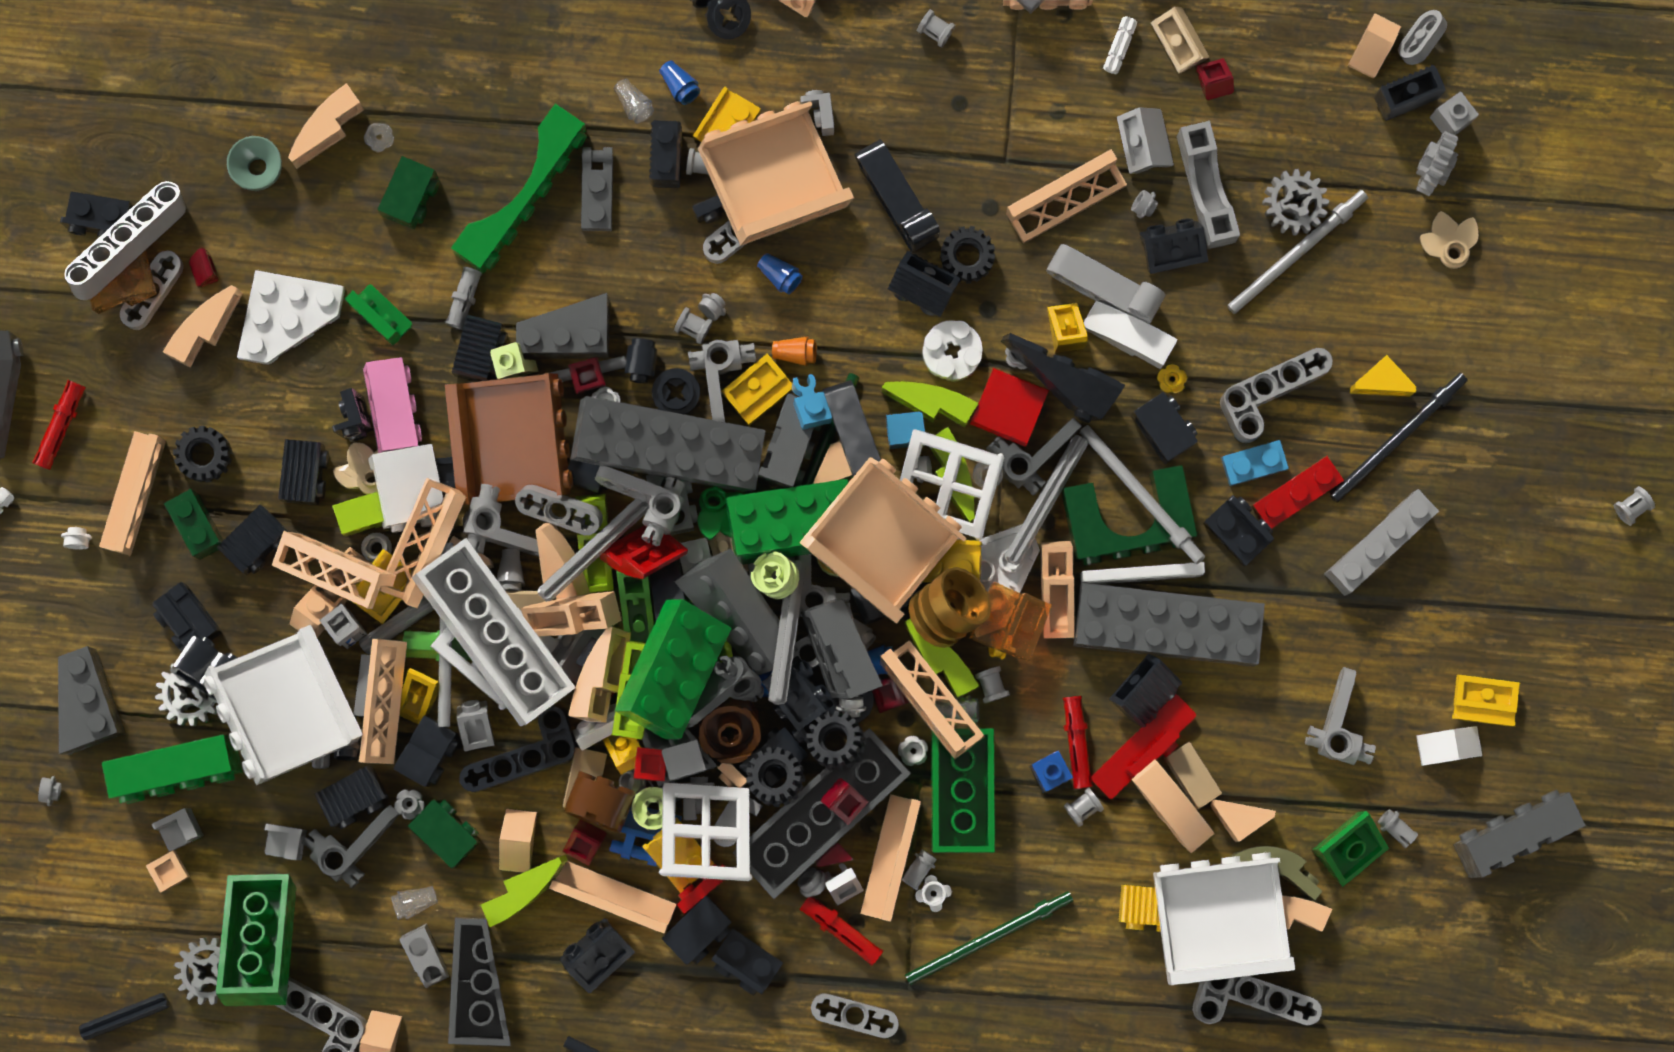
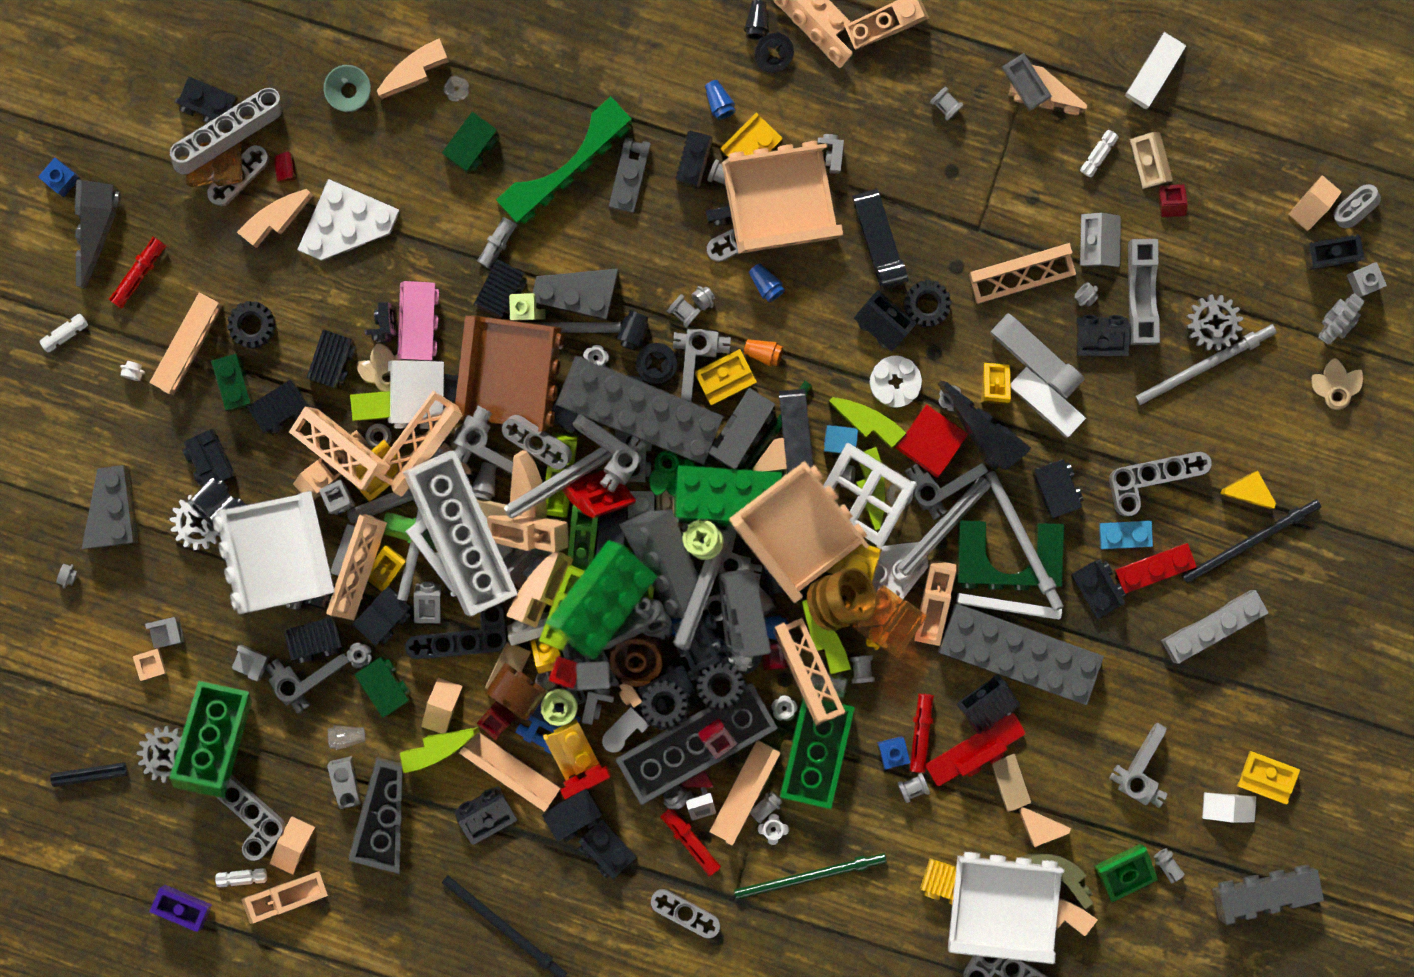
camera: 15 degrees right, 5 degrees up
(171, 767) = (163, 582): green brick -> none
(380, 313) = (424, 240): green bracket -> none
(587, 376) = (585, 333): dark red slope -> none
(635, 103) = (677, 108): clear cone -> none
(705, 832) = (597, 738): white window -> none
(810, 406) = (765, 404): dark azure plate -> none
(1168, 386) = (1080, 446): yellow plate -> none
(1172, 806) = (987, 805): light nougat slope -> none

